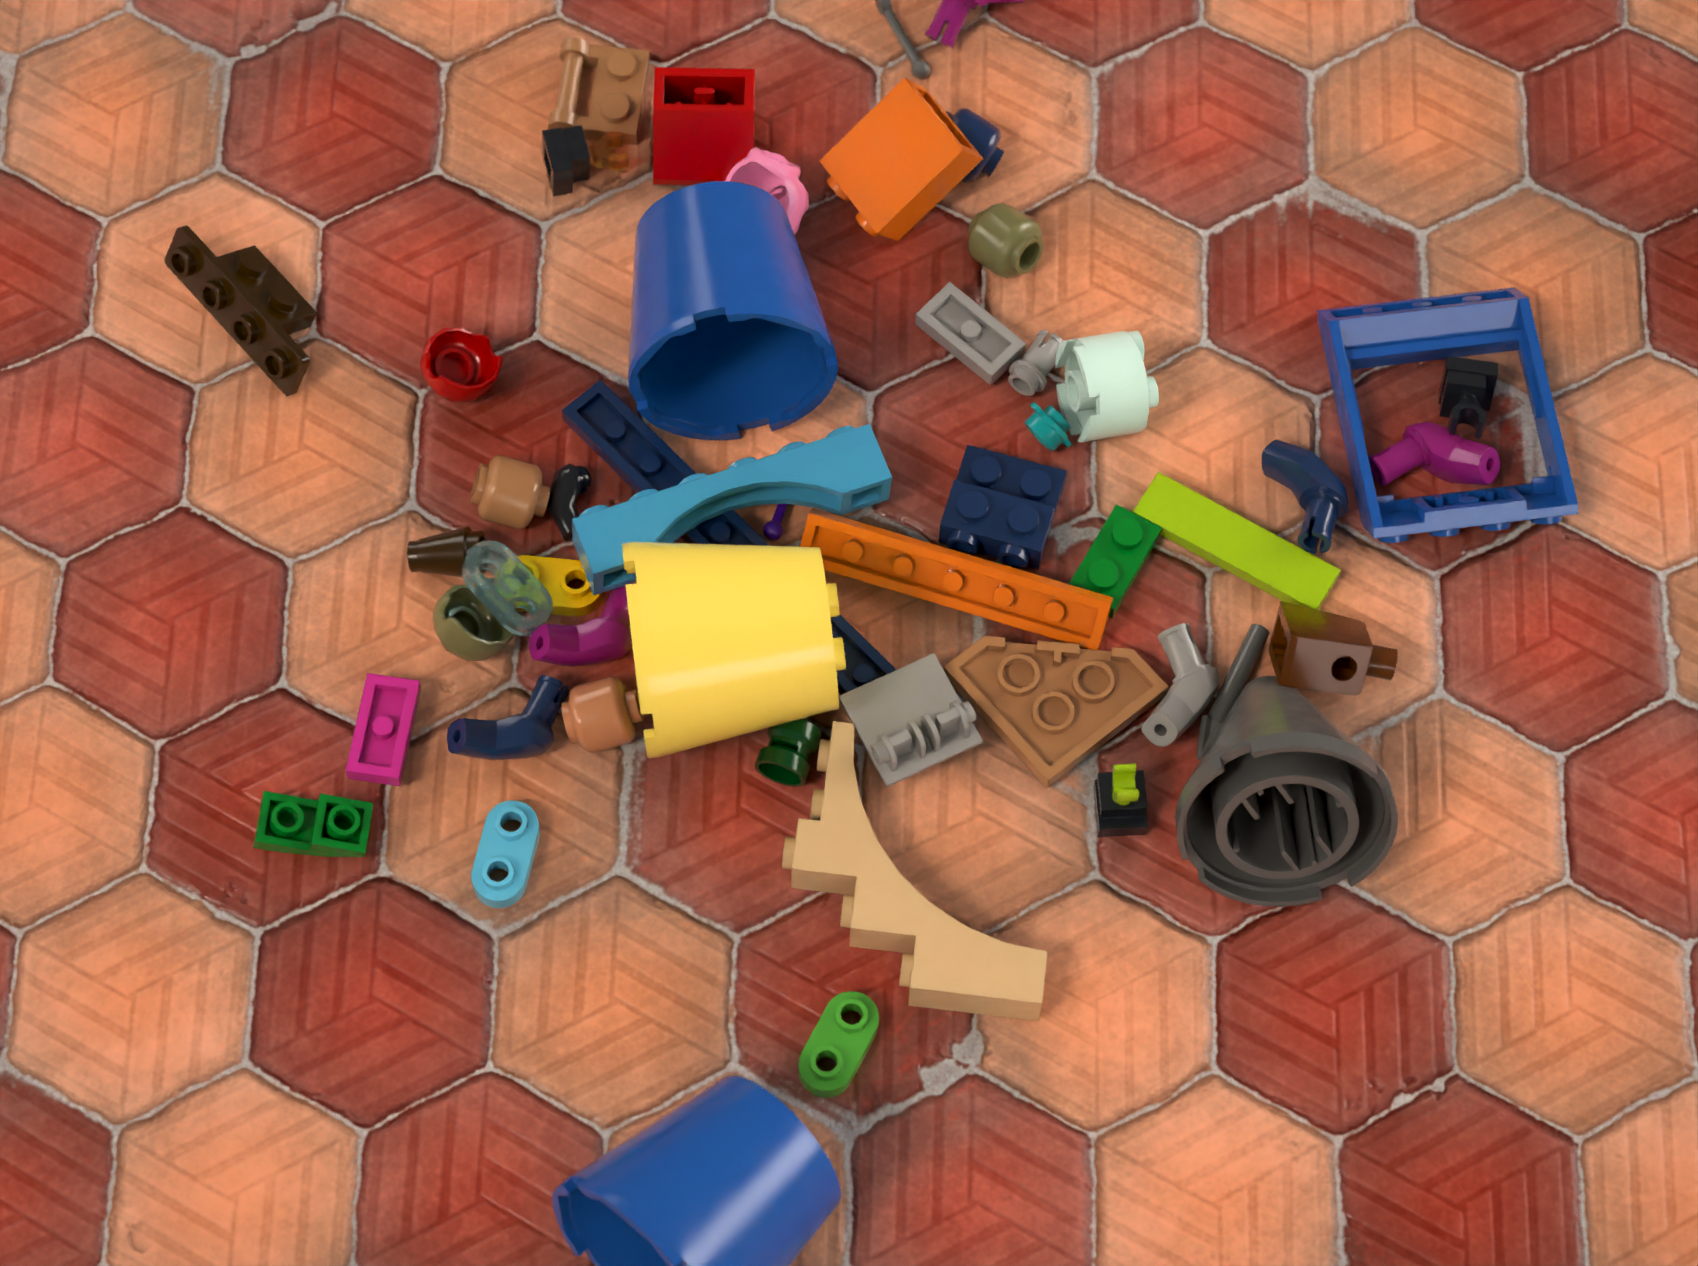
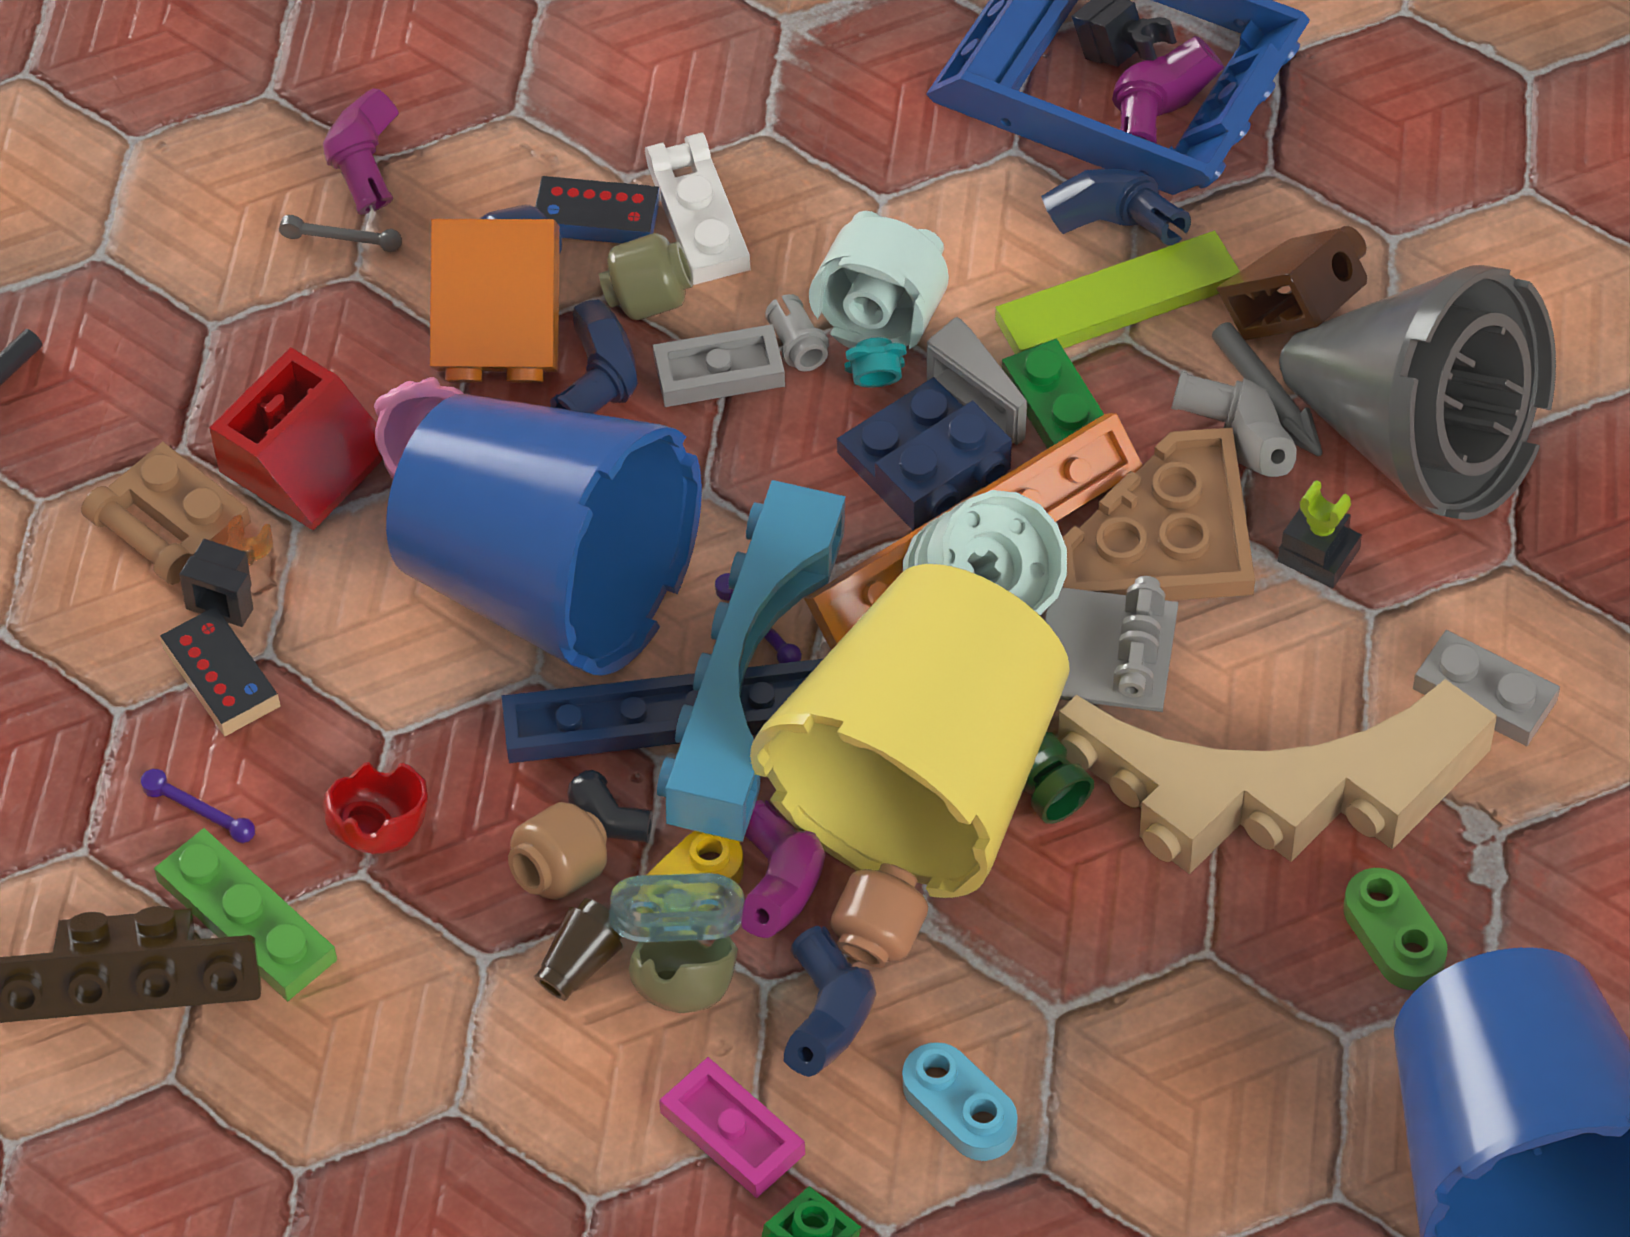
camera: 50 degrees left, 10 degrees down
(339, 346) = (238, 903): none -> bright green plate
(398, 230) = (156, 784): none -> dark purple hinge
(505, 206) = (220, 671): none -> black tile
(886, 623) = (1001, 540): none -> light aqua wheel
(918, 266) = (610, 361): none -> dark blue arm
(1044, 174) = (599, 208): none -> black tile
(1084, 986) = (1504, 688): none -> light grey plate
(1087, 483) = (973, 374): none -> light grey slope
(1095, 235) = (698, 209): none -> white plate

